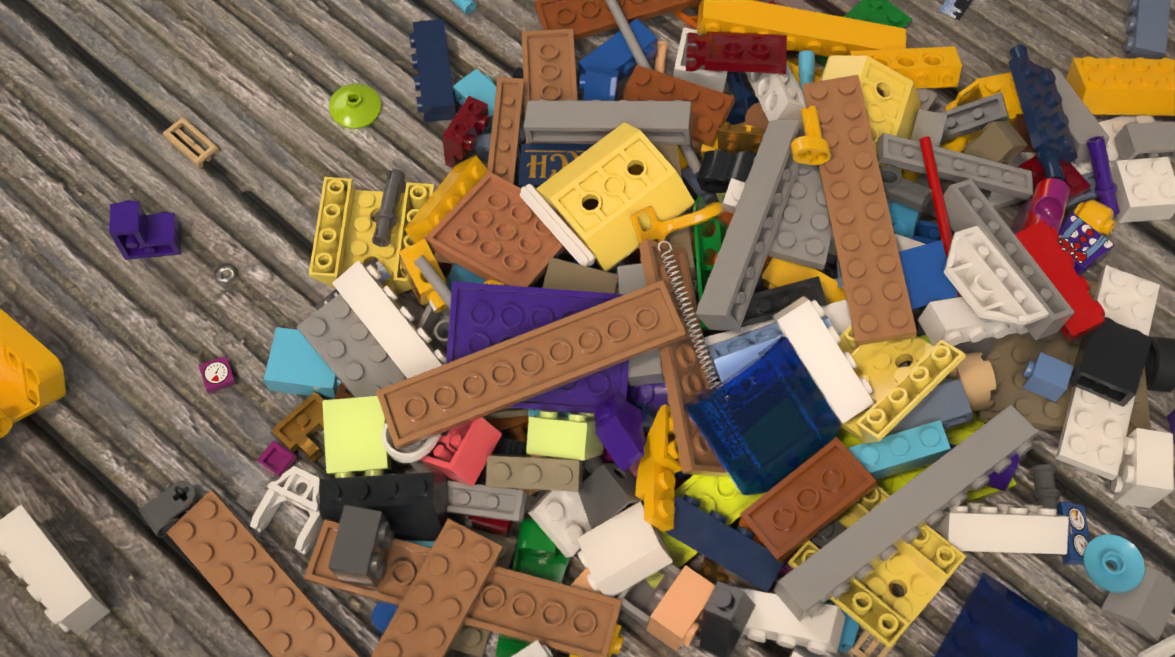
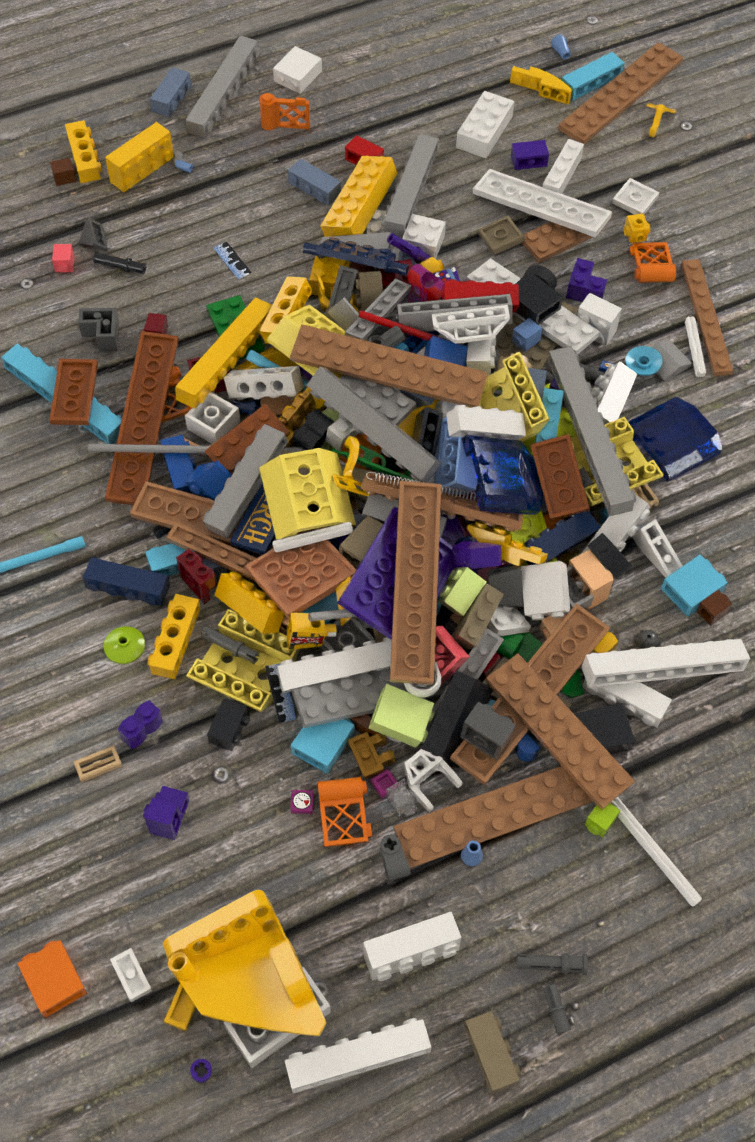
camera: 65 degrees left, 5 degrees down
(213, 607) = (472, 853): none -> medium blue cone
(242, 418) = (340, 793): none -> orange piece
(250, 160) = (136, 727): none -> dark purple brick
(284, 251) = (228, 724): none -> black brick
(372, 158) = (169, 665): none -> yellow brick
(737, 52) = (230, 389): dark red tile -> none
(812, 147) = (343, 367): yellow piece -> none

